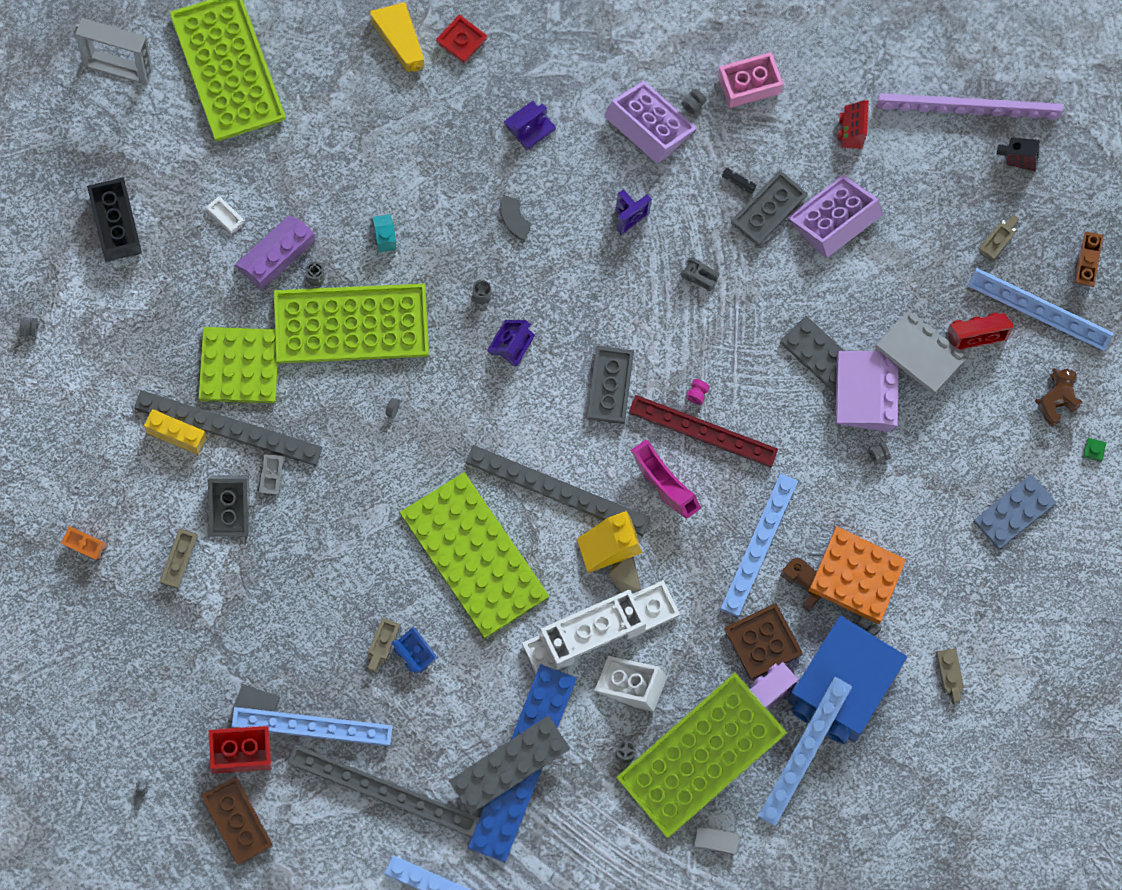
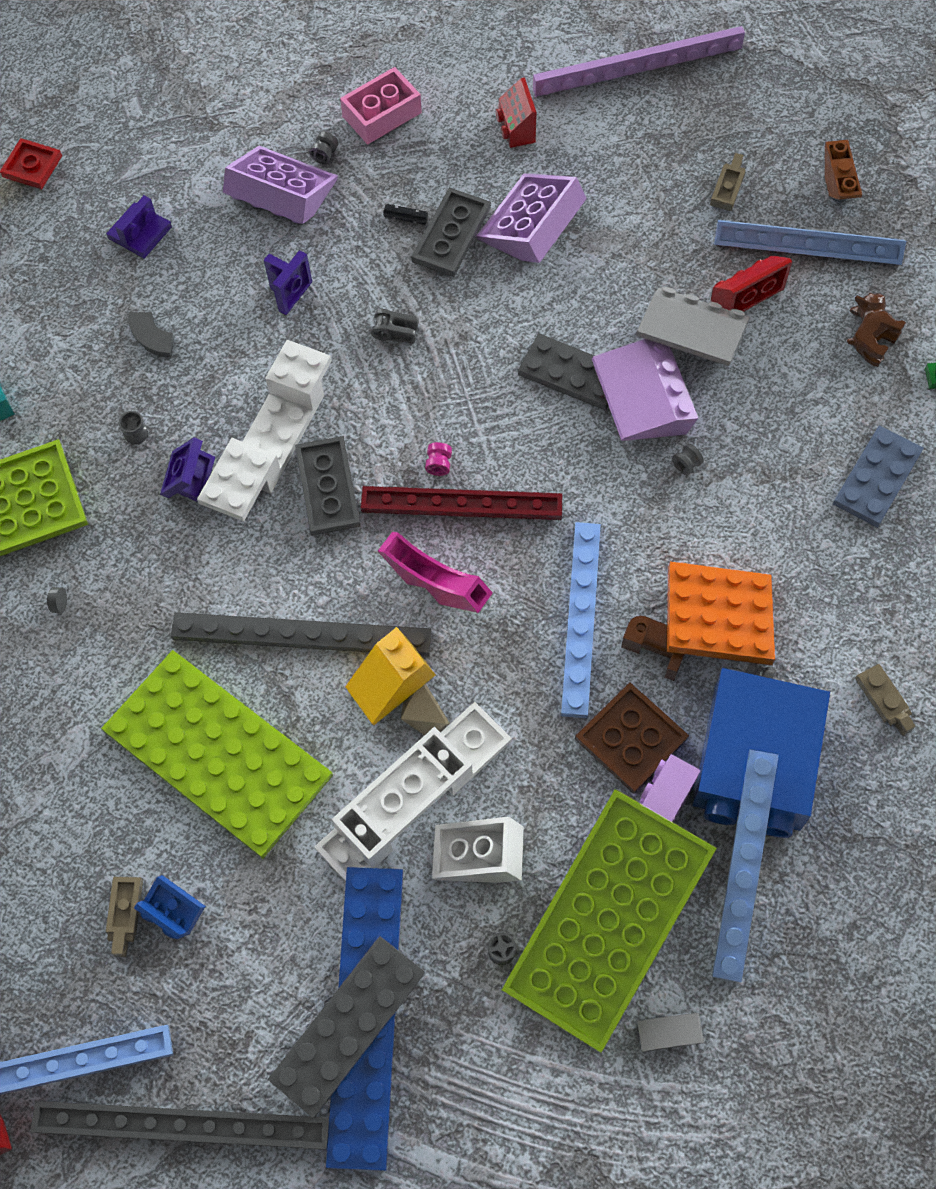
camera: 10 degrees left, 5 degrees down
(582, 332) = (271, 440): none -> white bracket
(1021, 153) = (717, 88): black torso -> none

